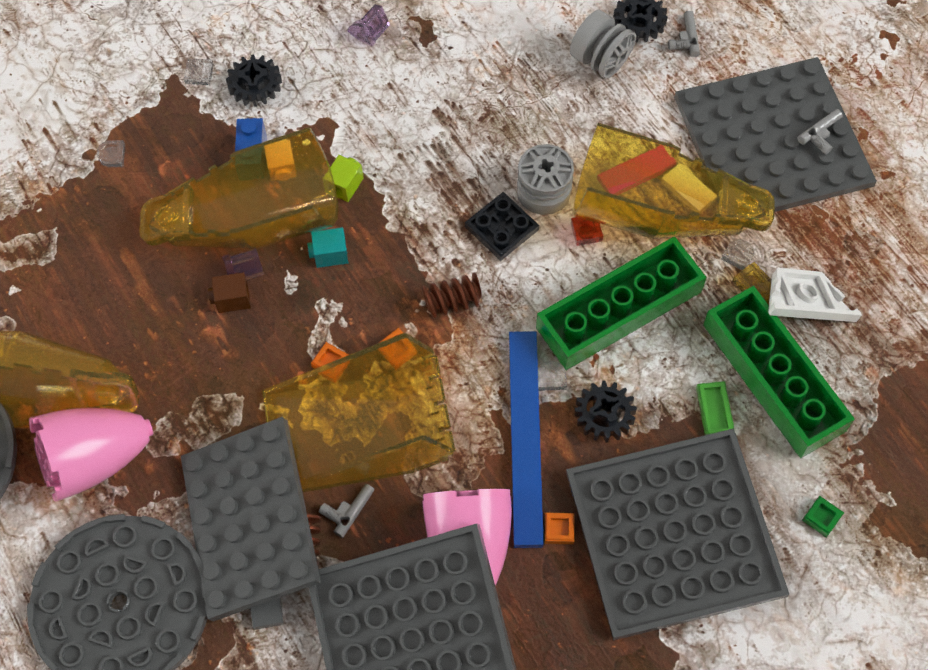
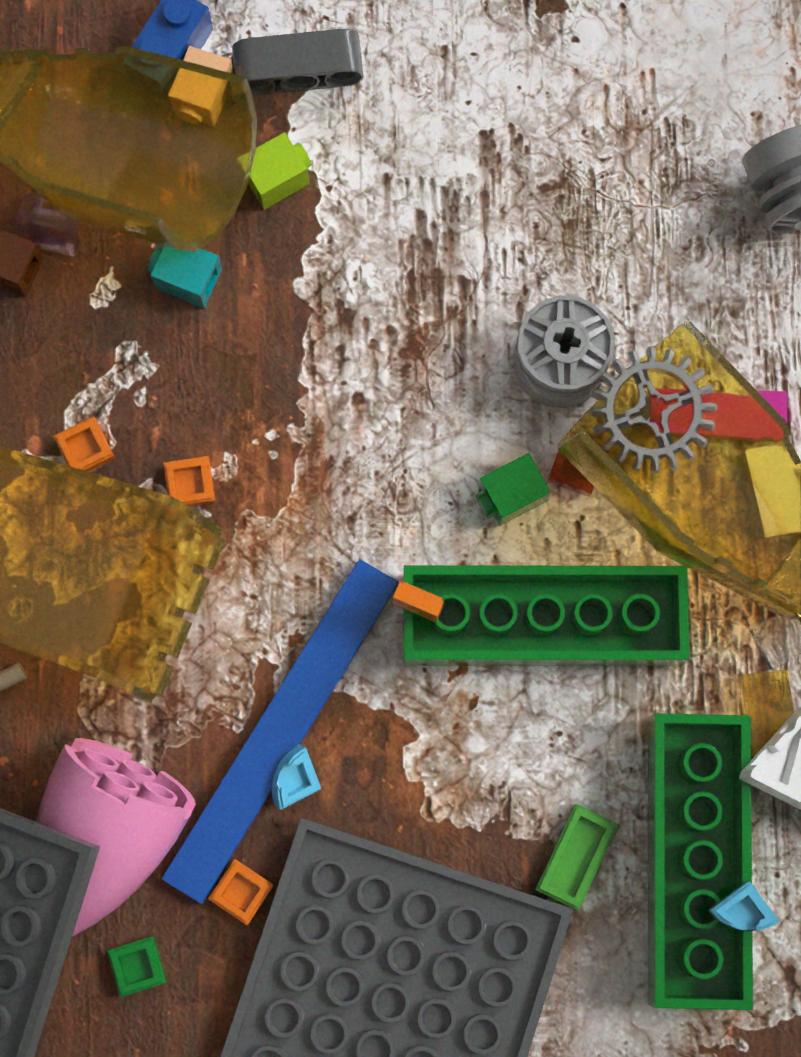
camera: 30 degrees right, 15 degrees up
(327, 119) = (299, 61): none -> dark grey beam
(452, 295) = (311, 456): copper piece -> none
(501, 226) = (459, 383): black tile -> none
(530, 599) = (137, 966): none -> green tile
(548, 453) = (294, 778): none -> medium azure tile
(558, 321) = (418, 601): none -> orange tile
(563, 256) = (512, 490): none -> green brick
(599, 421) = (418, 736): black gear -> none
(620, 157) = (639, 373): none -> light grey gear
(817, 373) = (744, 910): none -> medium azure tile

